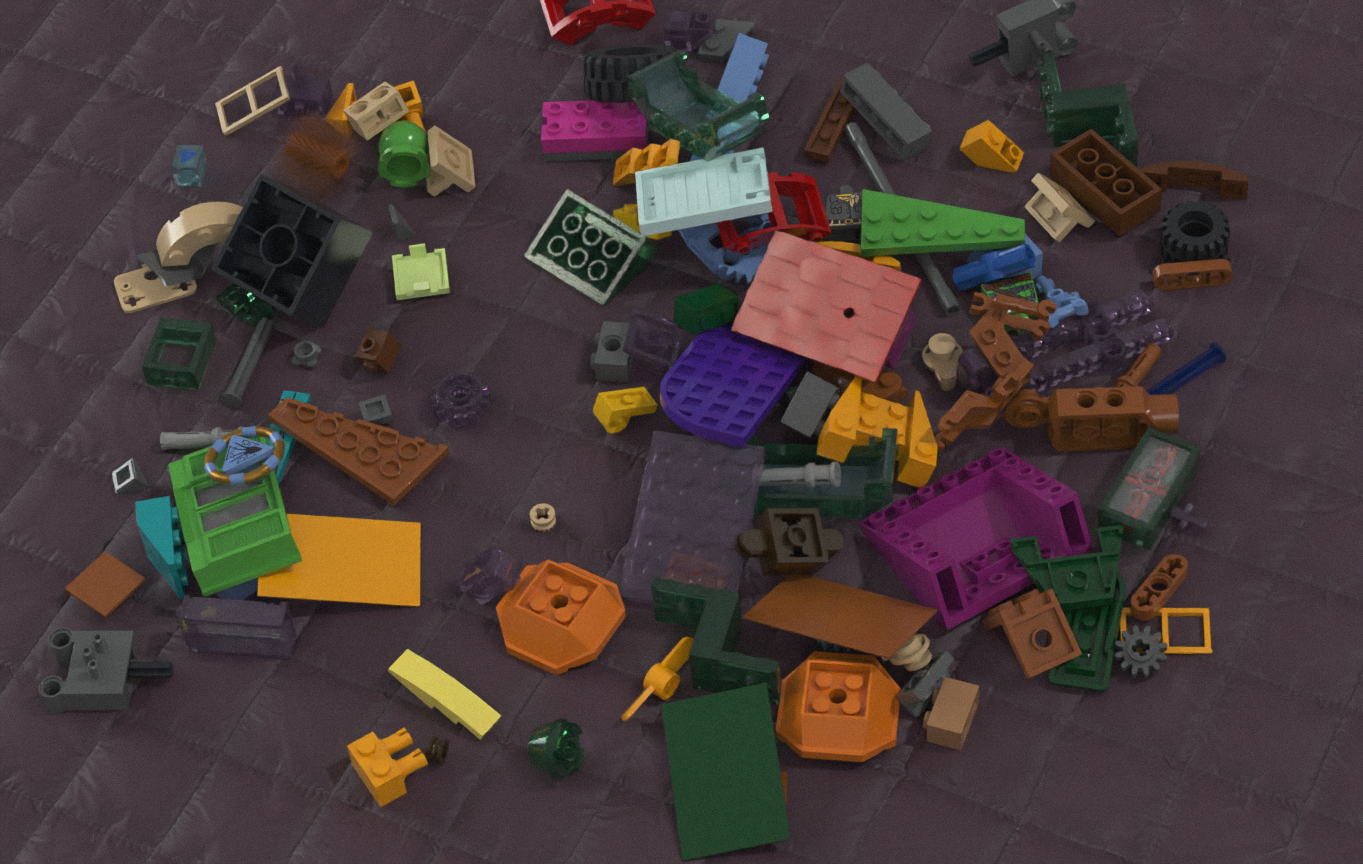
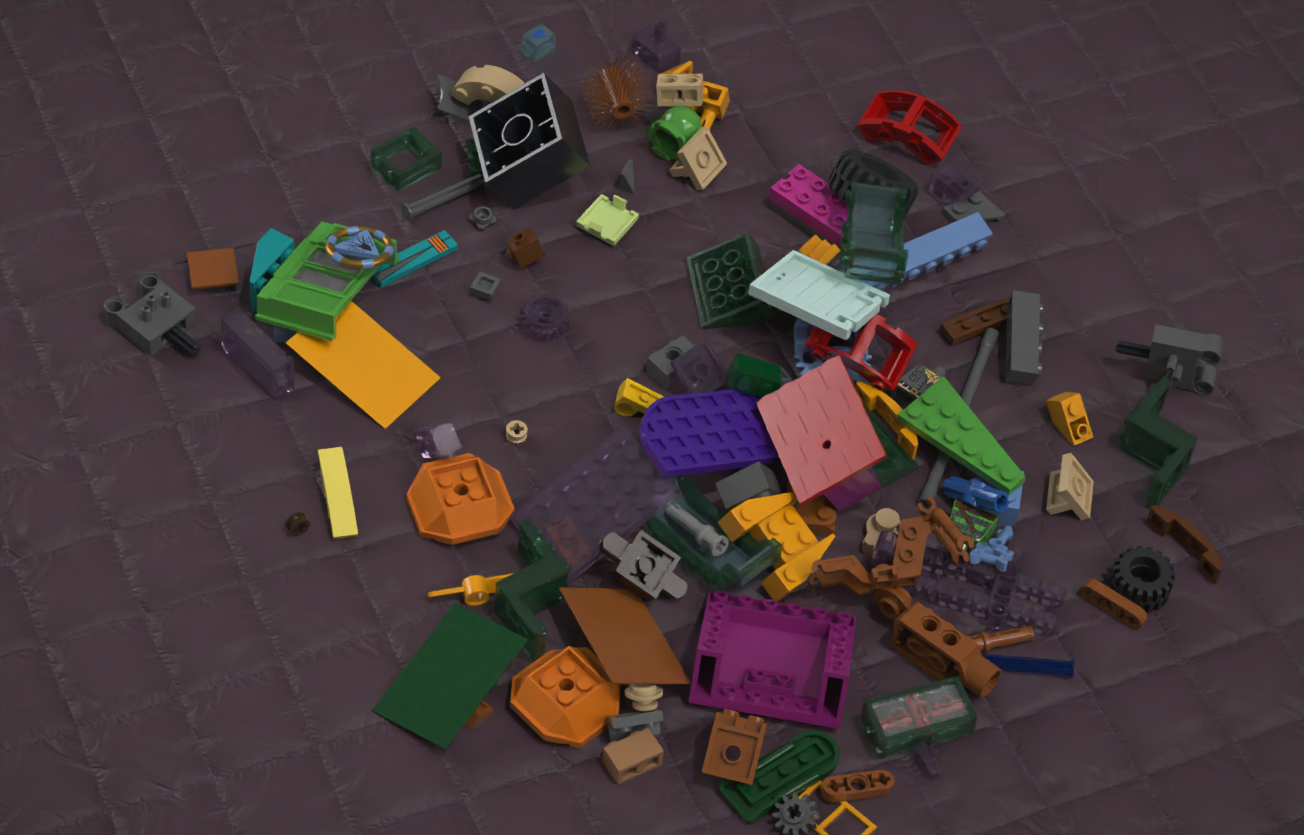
camera: 30 degrees right, 0 degrees up
(129, 478) = (297, 214): dark grey slope -> none
(148, 291) = (429, 100): tan axle -> none
(191, 440) = (358, 219): light grey pin -> none
(256, 113) = (615, 37): tan window -> none
(363, 450) = (451, 306): dark orange wing -> none
(378, 770) = (249, 506): light orange brick -> none
(556, 748) = (364, 579): clear green cone -> none
(1075, 579) = (805, 737): dark green wing -> none
(1105, 182) = (1120, 496): reddish brown brick -> none

